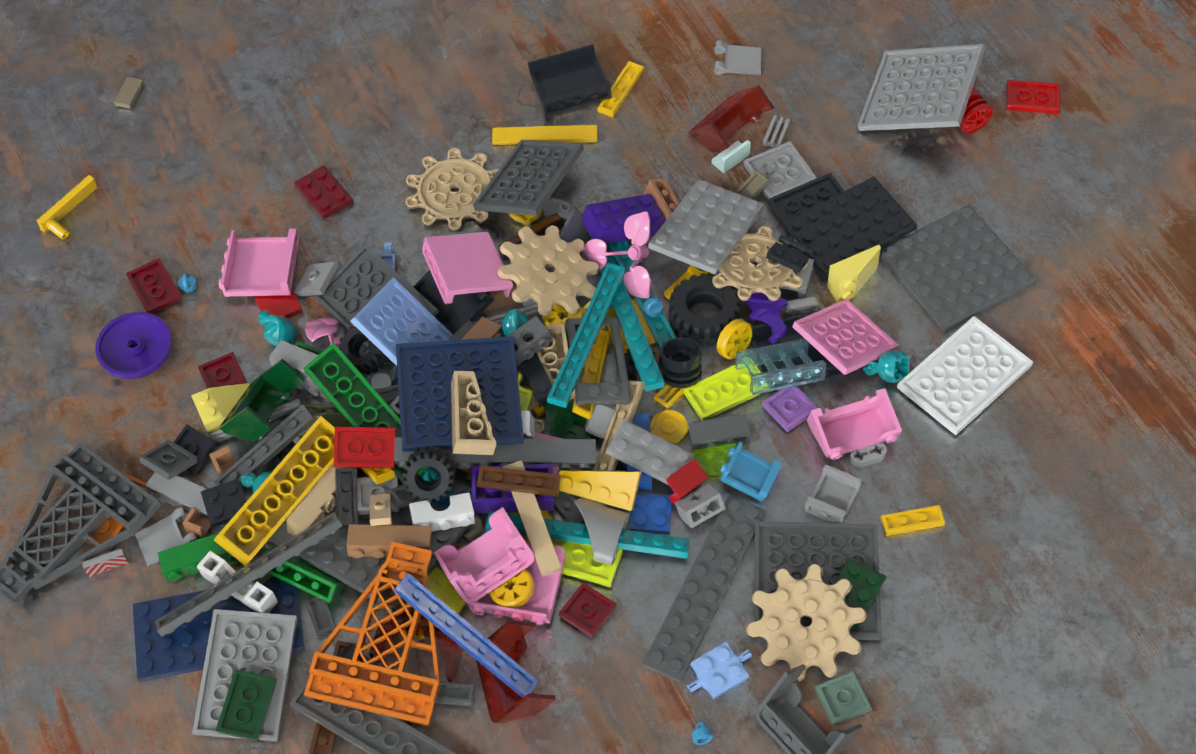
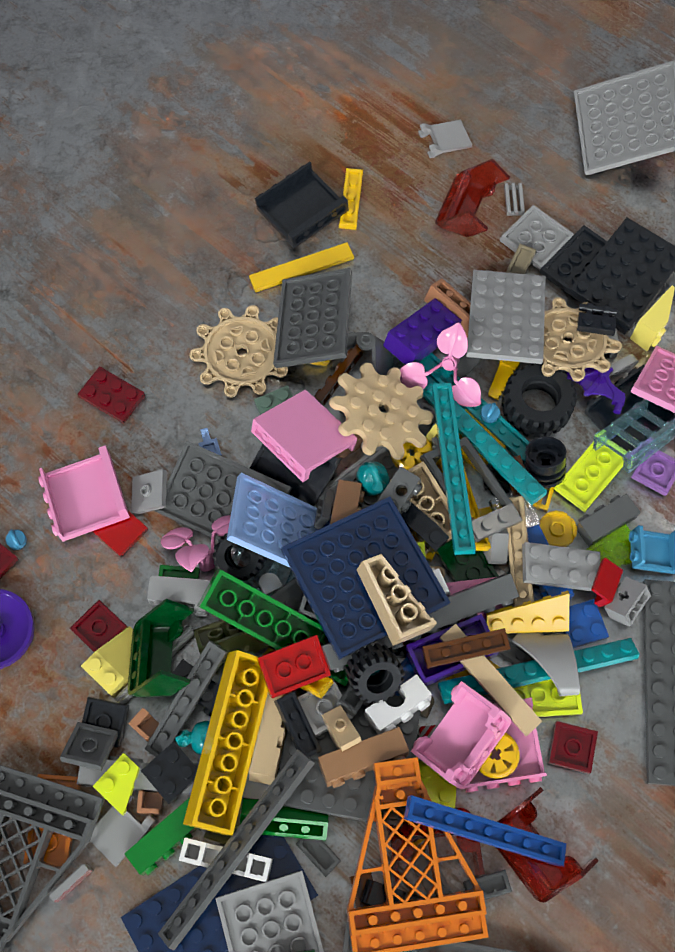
camera: 25 degrees left, 10 degrees up
(178, 495) = (118, 783): none -> neon yellow wing
(277, 328) = (135, 560): teal piece -> none
(732, 156) = (483, 240): light aqua panel -> none
(734, 338) = (580, 420): yellow wheel -> none

